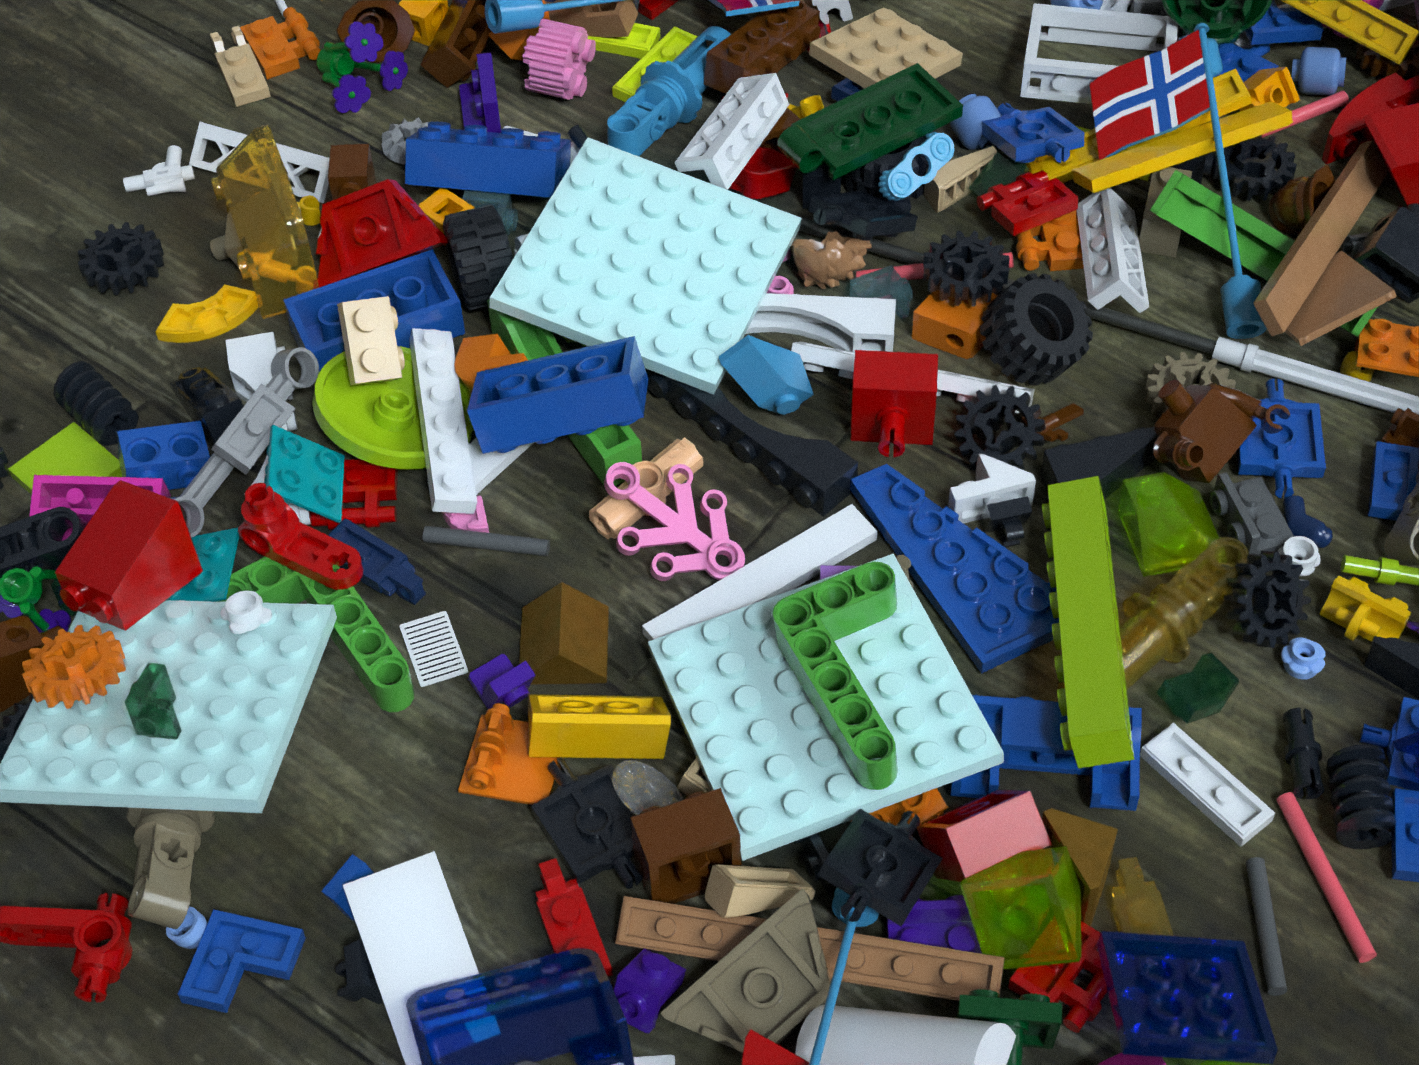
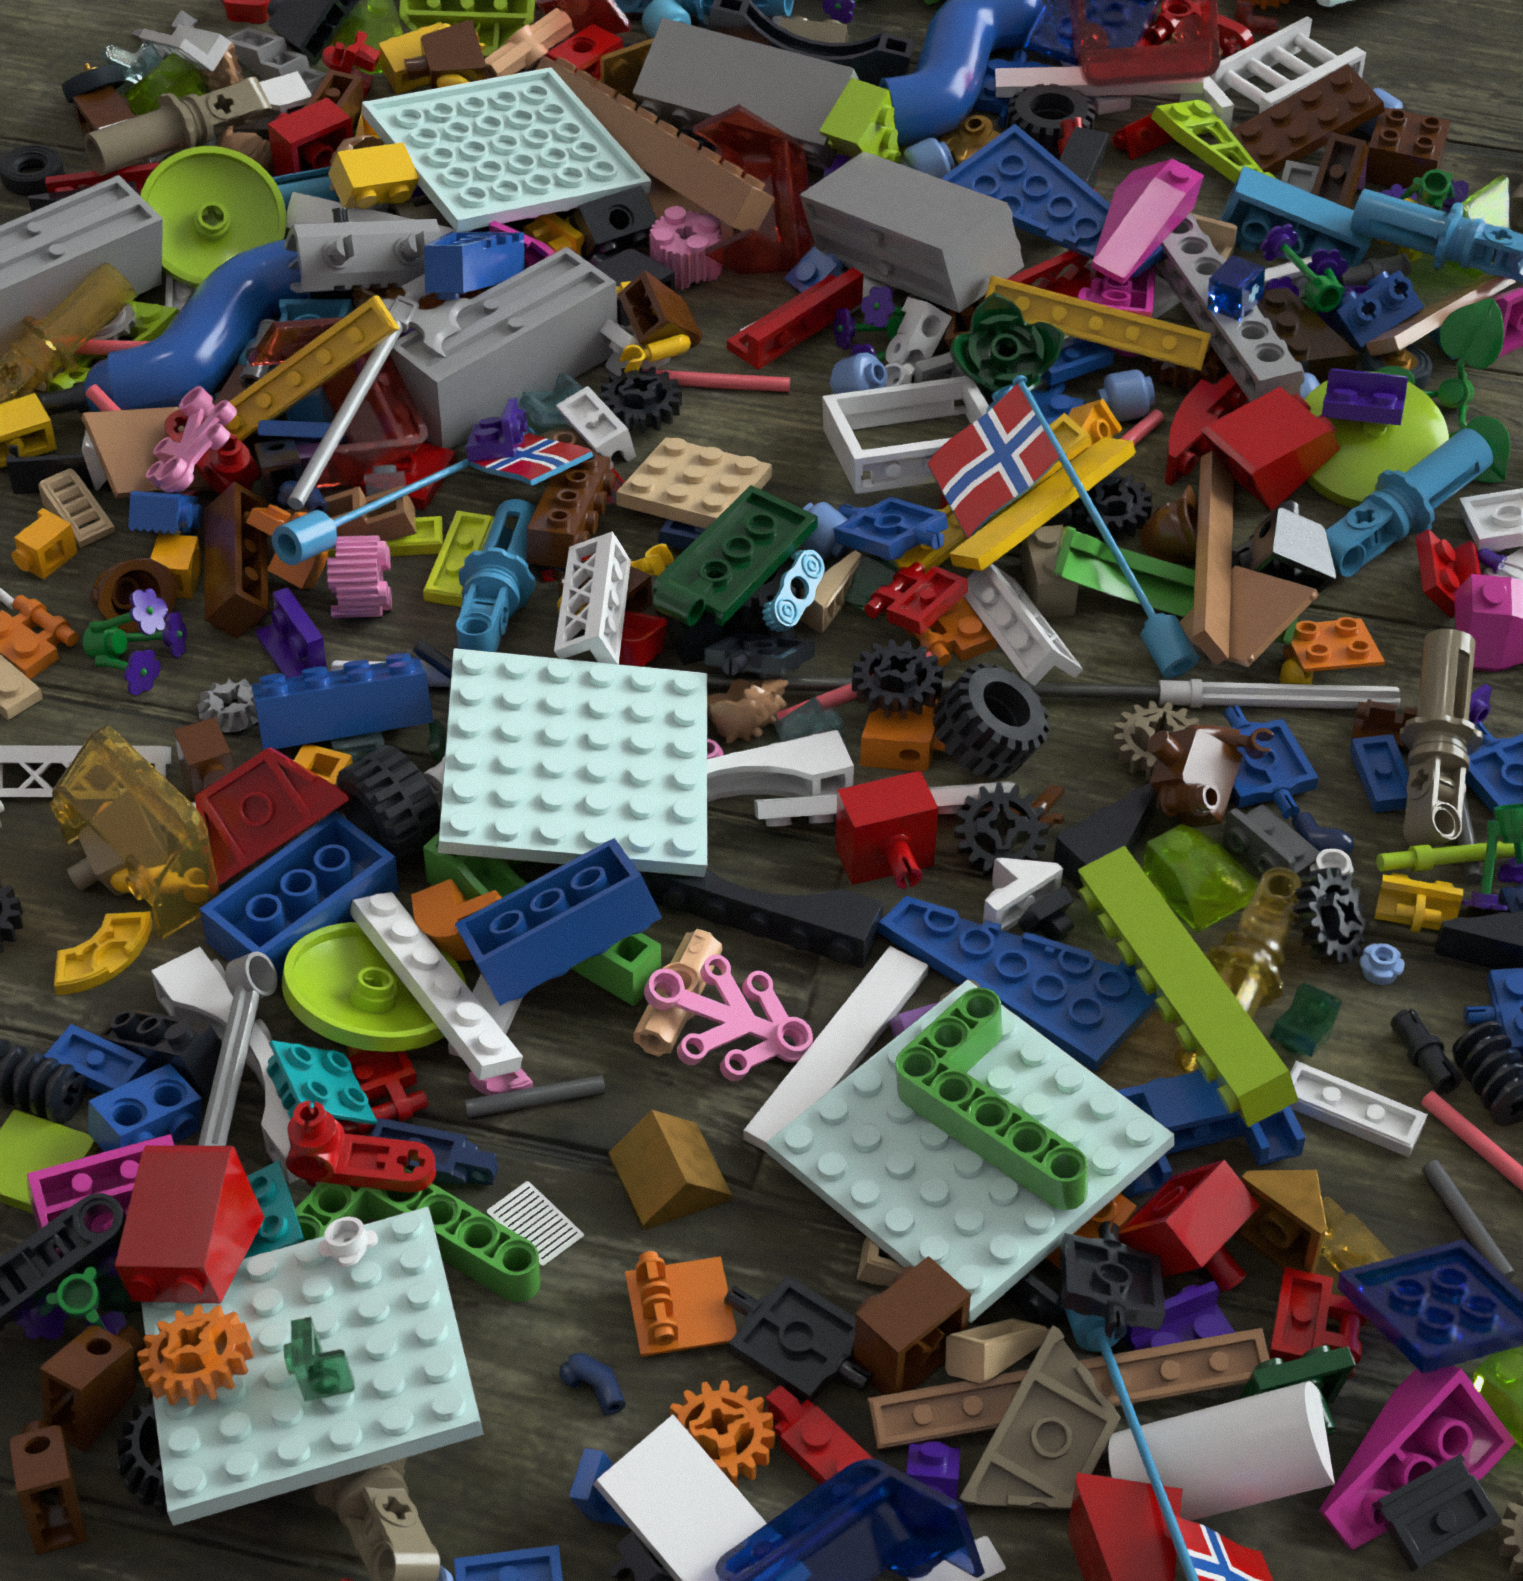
camera: 25 degrees left, 5 degrees down
(153, 399) = (97, 1059): none -> blue plate
(250, 429) = (247, 1052): light grey plate -> none
(370, 340) = (329, 923): bracket -> none
(405, 787) = (599, 1376): none -> dark blue arm
(501, 681) = (629, 1234): dark purple bracket -> none
(502, 889) = (736, 1422): none -> orange gear
(597, 726) = (754, 1242): yellow slope -> none
(643, 786) = (835, 1288): clear wheel -> none
(768, 374) = (751, 841): dark azure slope -> none
(1027, 908) = (1265, 1274): clear neon green slope -> none

